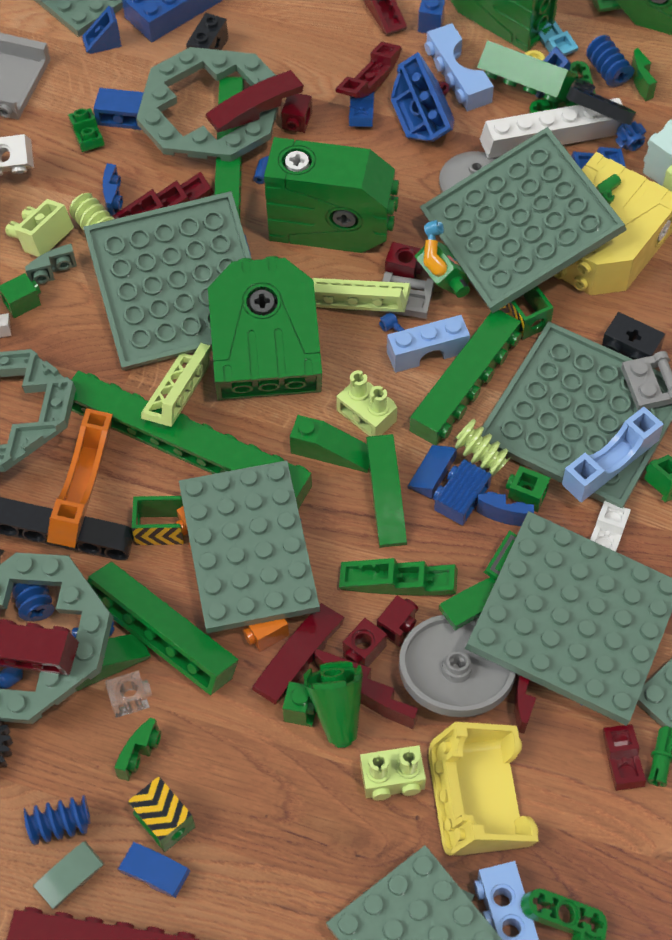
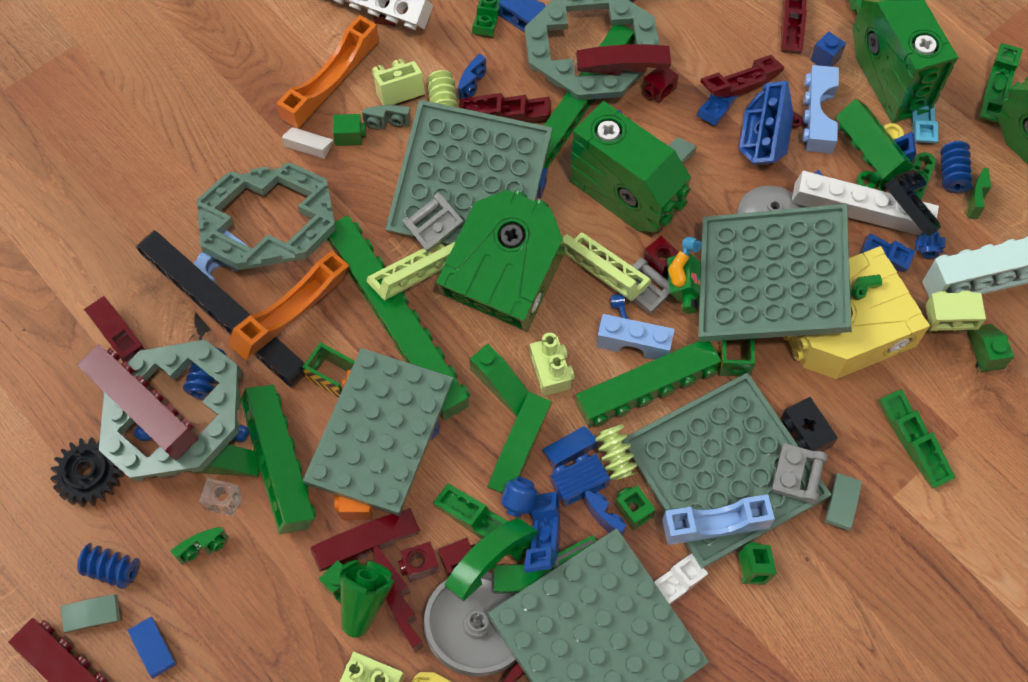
camera: 30 degrees right, 5 degrees up
(162, 814) = (182, 608): piece -> none
(175, 338) = (437, 227): none -> light grey plate
(418, 535) = (519, 496): none -> blue head
(427, 599) = (486, 554): none -> green slope
(463, 551) = (546, 543): none -> blue slope

